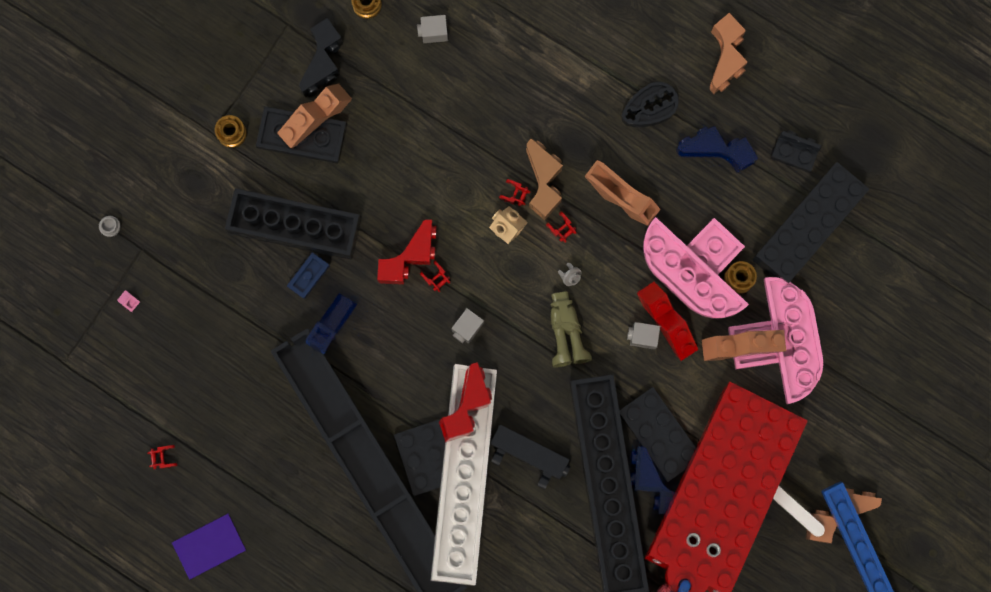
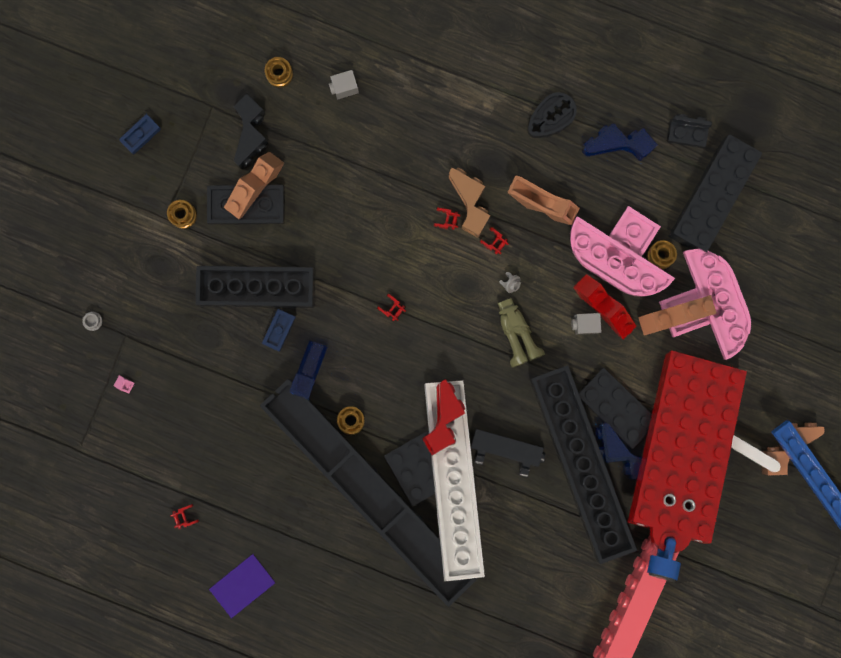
camera: 10 degrees left, 5 degrees up
(204, 38) = (139, 134): none -> dark blue plate
(365, 379) = (350, 411): none -> pearl gold wheel
(417, 252) = (371, 289): red arch -> none
(467, 326) = (429, 347): light grey brick -> none
(507, 224) = (446, 248): tan brick -> none
(731, 62) = (615, 61): nougat arch -> none

